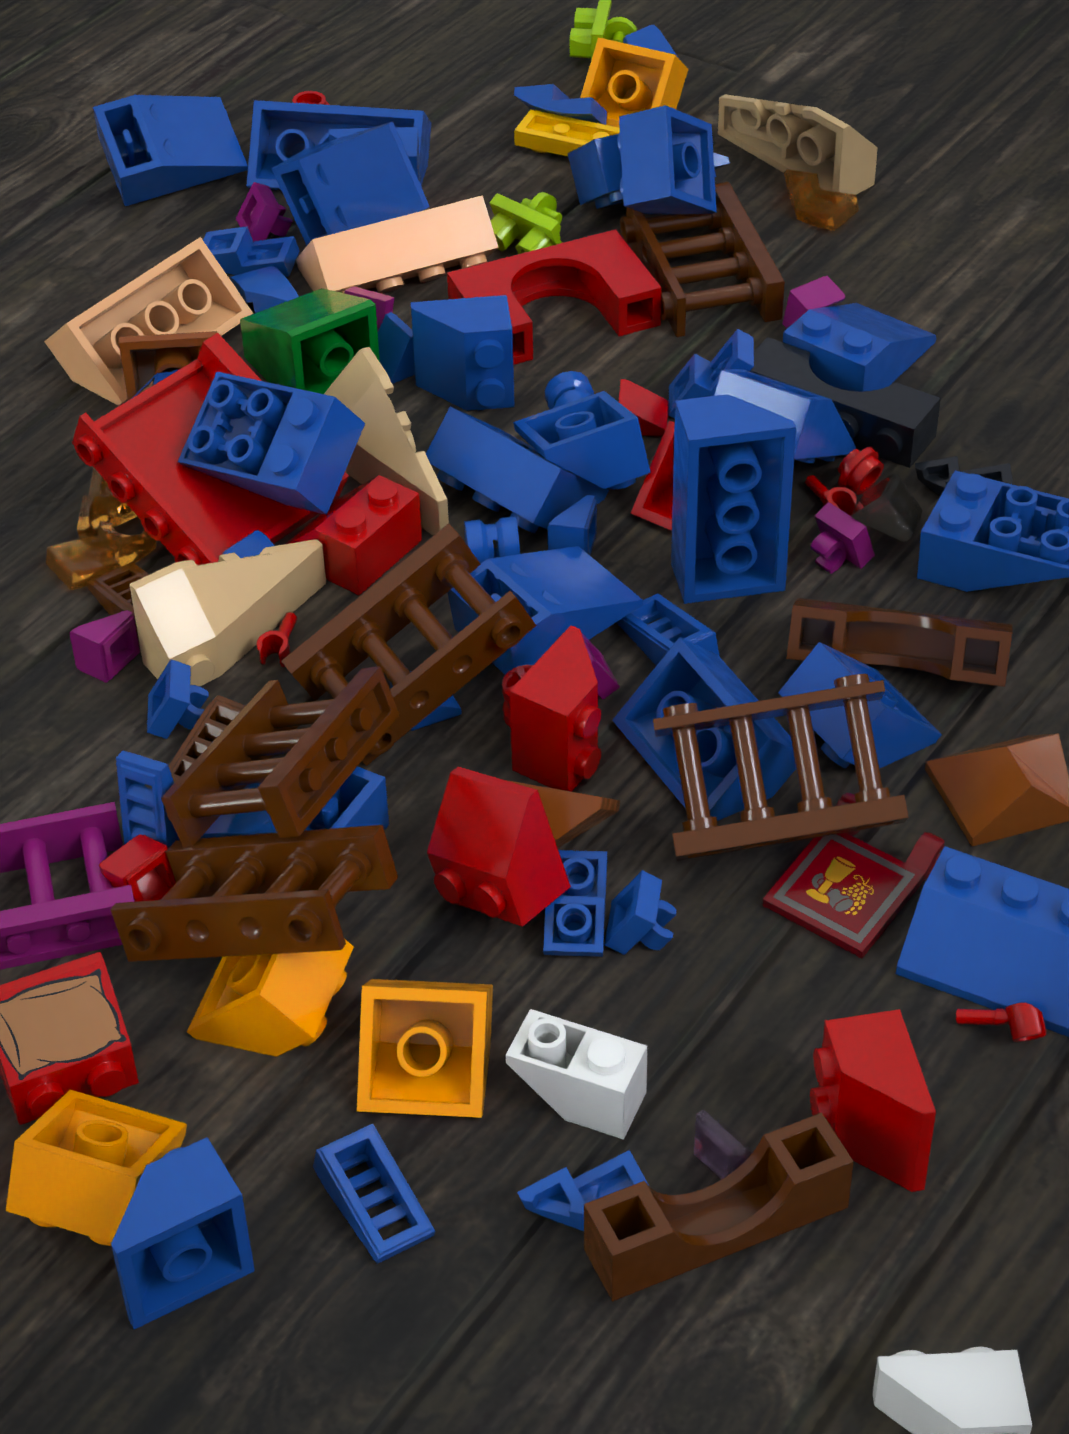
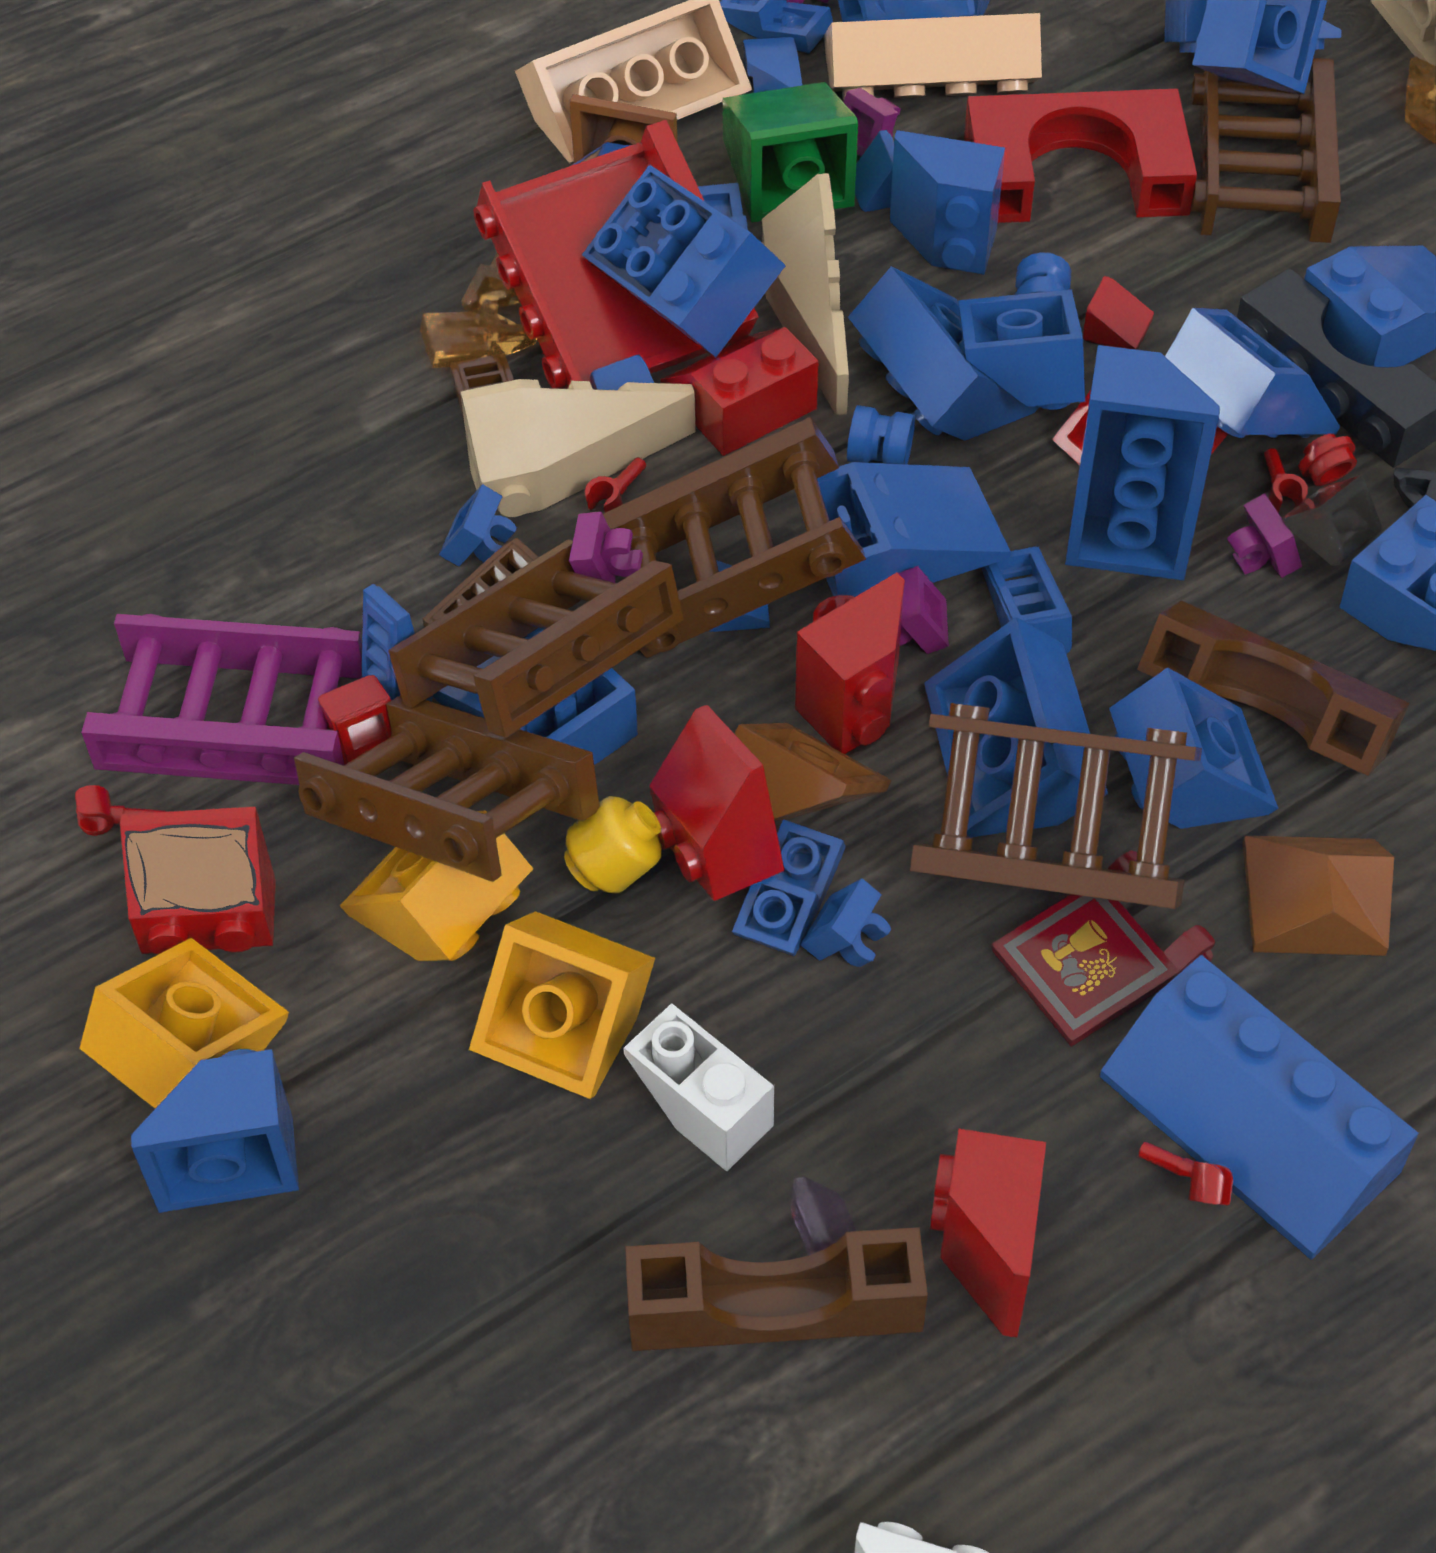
camera: 20 degrees right, 10 degrees up
(105, 645) = (433, 444): magenta slope -> none
(304, 682) = (602, 551): none -> magenta tile
(368, 1147) = (433, 1097): blue slope -> none
(415, 909) = (613, 845): none -> yellow head
(532, 222) = (1093, 53): lime hips -> none
(564, 1198) = (679, 1219): blue slope -> none
(575, 526) = (977, 445): blue slope -> none
(701, 376) = (1230, 292): blue slope -> none
(812, 295) = (1367, 228): magenta slope -> none

